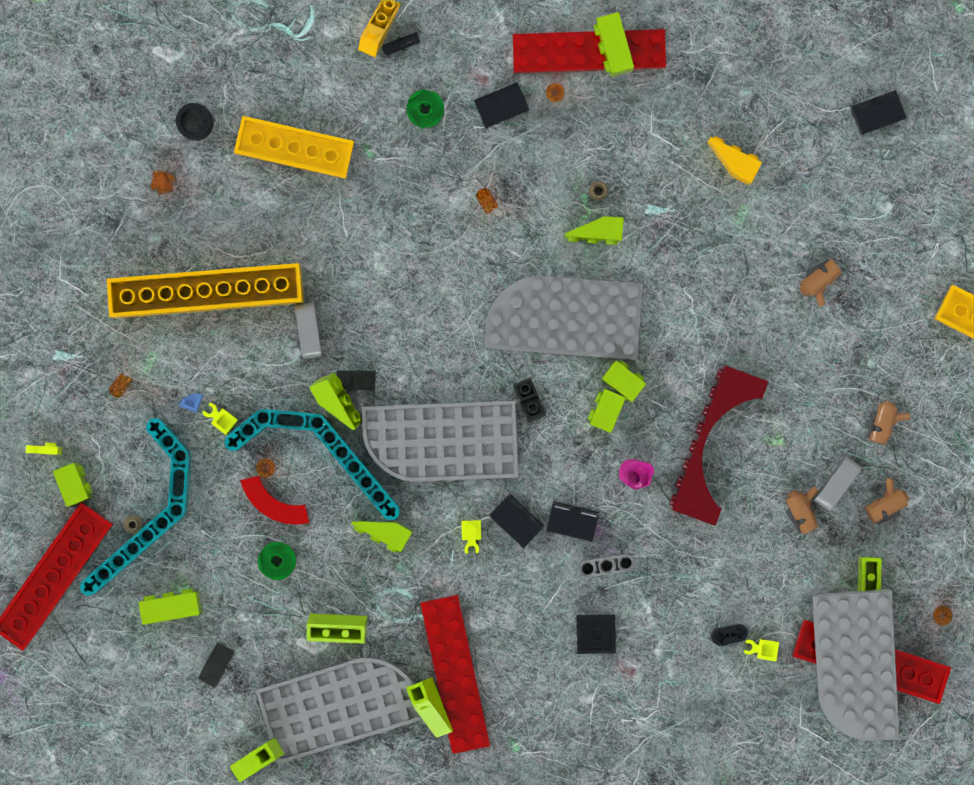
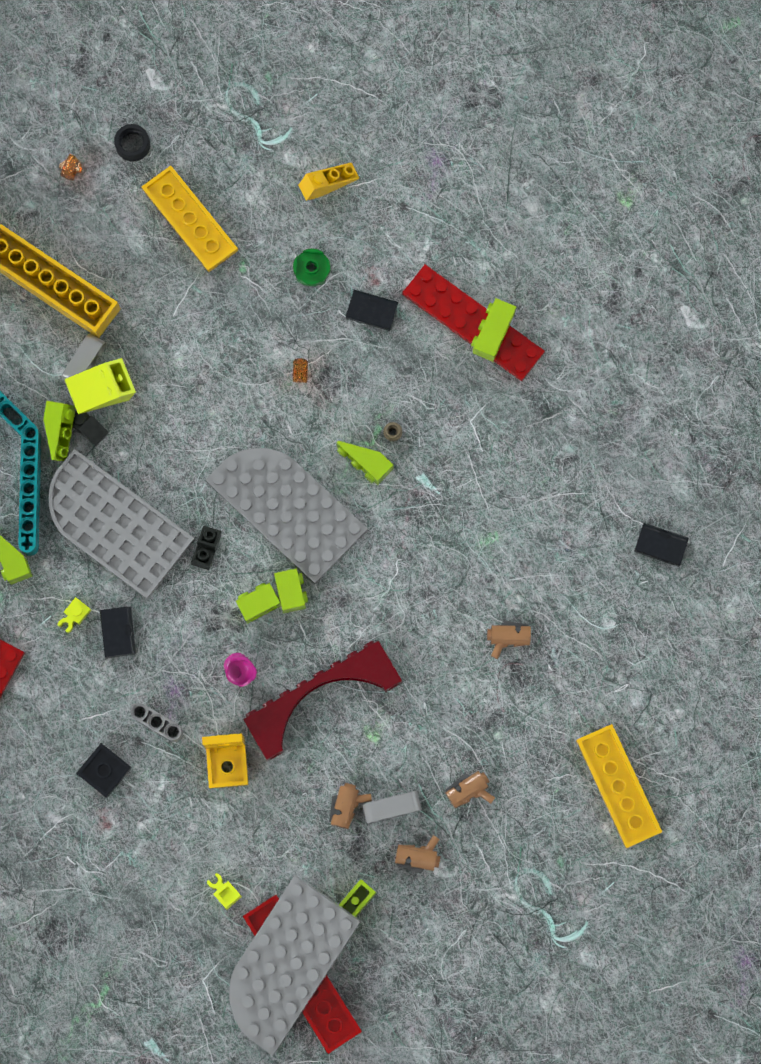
camera: 40 degrees right, 10 degrees down
(342, 341) = (100, 386): none -> neon yellow slope
(400, 43) = (334, 206): black axle -> none
(555, 86) = (420, 327): clear orange plate -> none
(572, 521) = (160, 668): black piece -> none
(680, 540) = (226, 749): none -> yellow bracket
(730, 639) = (204, 862): black beam -> none
(738, 164) = (518, 498): yellow slope -> none
(948, 615) = (385, 979): clear orange plate -> none

